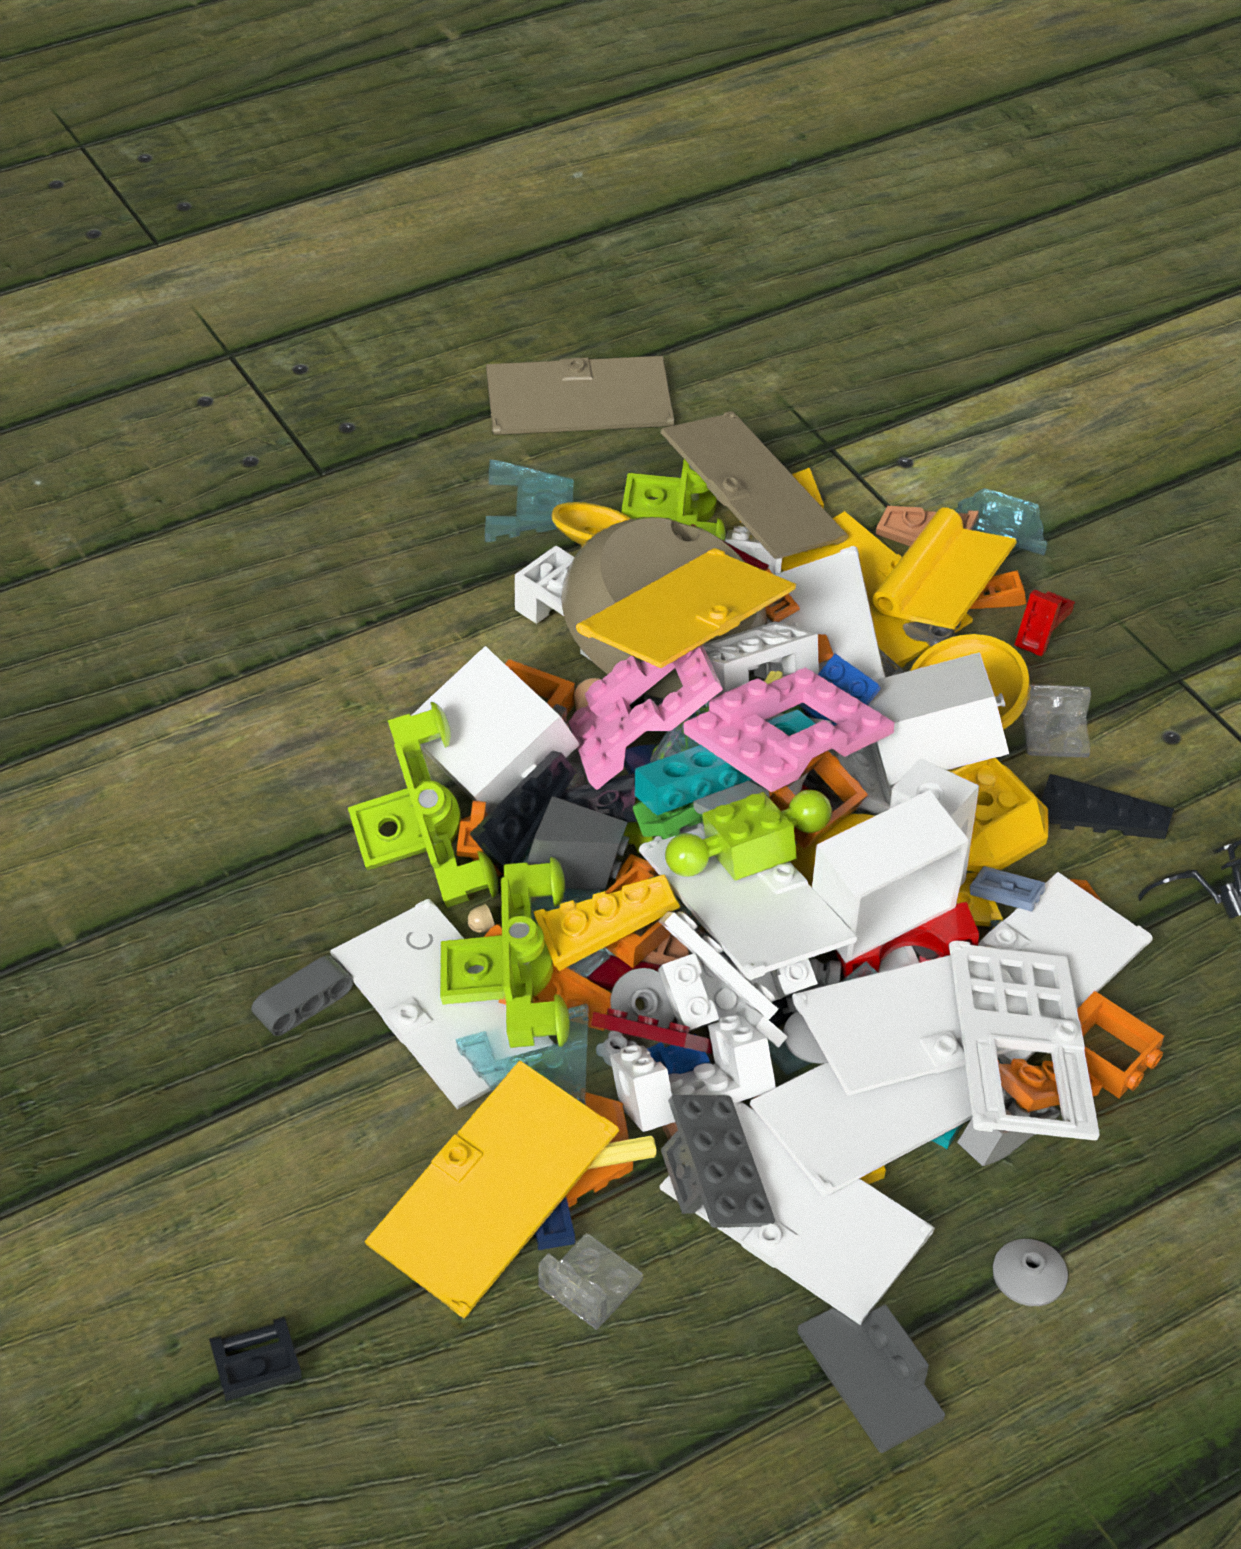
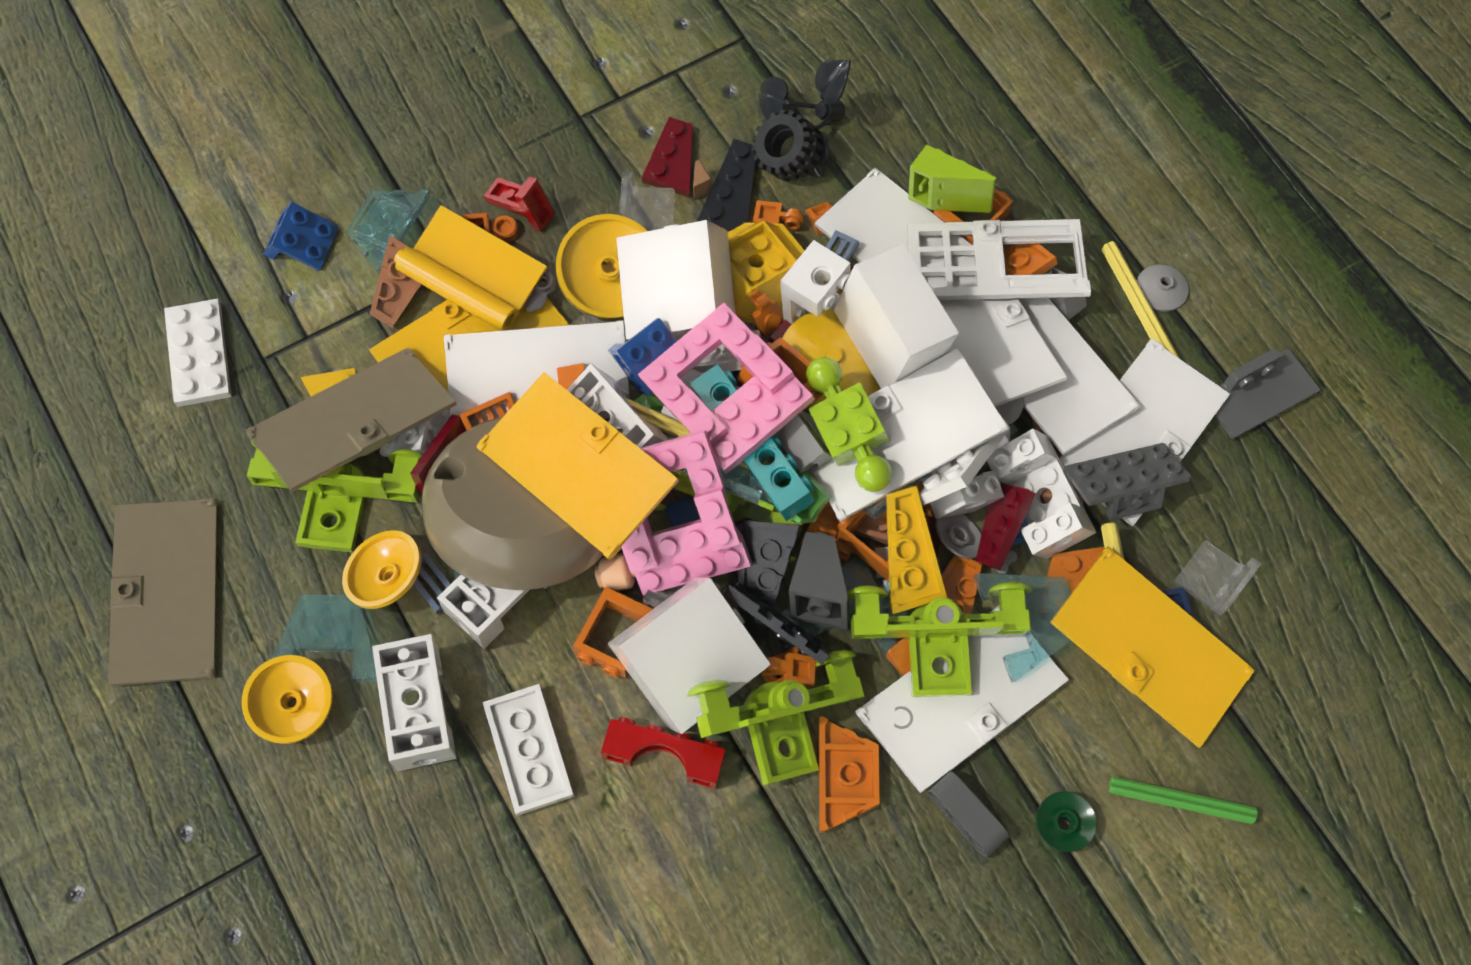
camera: 90 degrees left, 20 degrees up
(259, 1367) = (1322, 818): black plate -> none
(281, 1075) = (1077, 813): none -> dark green dish
(299, 1218) = (1183, 800): none -> bright green axle
(359, 888) = (845, 775): none -> orange wing
(378, 765) = (628, 742): none -> red arch
(406, 639) = (528, 749): none -> white plate
(426, 540) = (415, 732): none -> white plate
(463, 467) = (271, 688): none -> yellow dish
(480, 919) = (874, 667): tan hinge -> none
(832, 401) = (197, 352): none -> white plate
(973, 459) = (301, 236): none -> blue bracket
(996, 1237) = (1136, 296): none -> light yellow axle
(1011, 614) = (504, 228): none -> orange tile
(1069, 843) = (772, 213): none -> orange plate
(1104, 772) = (702, 181): none -> medium nougat slope
(1125, 978) = (949, 183): none -> lime slope
(1133, 753) = (671, 158): none -> dark red wing
(1162, 842) = (774, 134): none -> black tyre

